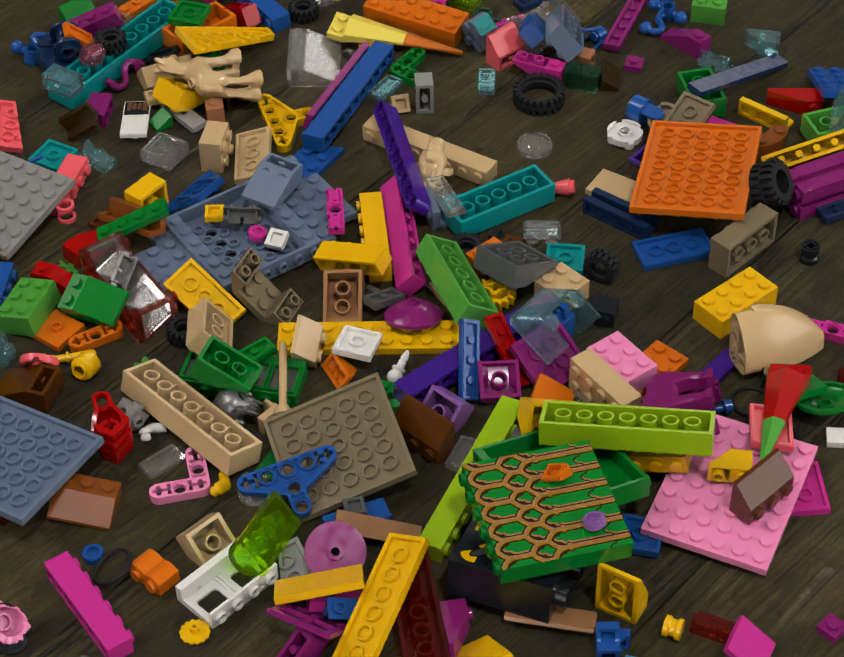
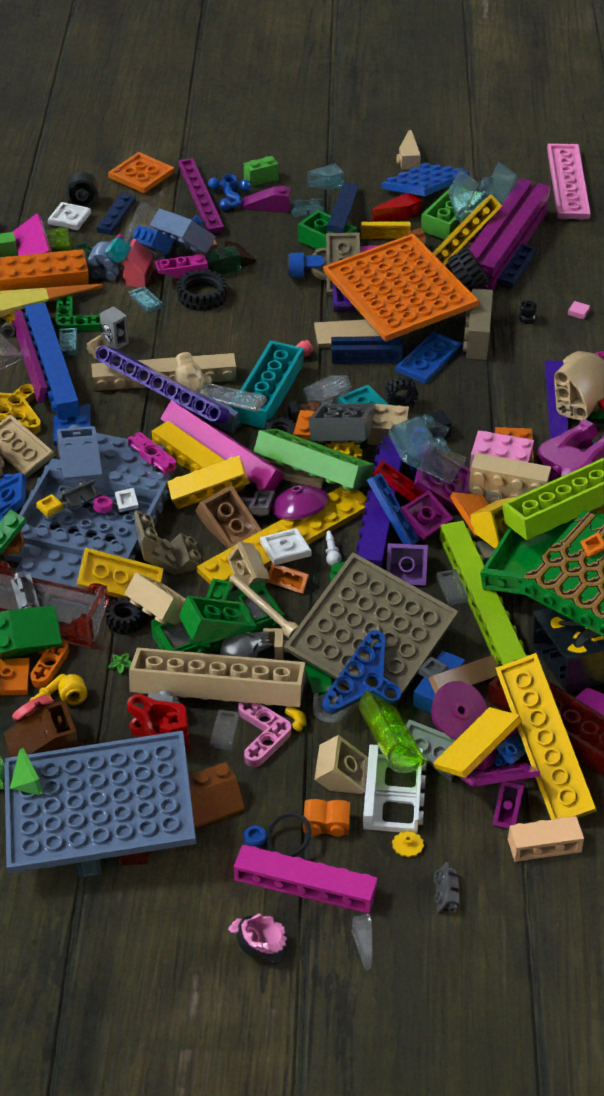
camera: 40 degrees left, 0 degrees up
(145, 432) = (190, 705): white arm -> none
(425, 430) = (422, 574): reddish brown slope -> none
(534, 145) = (239, 330): clear tile -> none
(617, 136) = (307, 292): white plate -> none
(634, 64) = (246, 235): magenta plate -> none
(733, 296) = (519, 372): yellow brick -> none

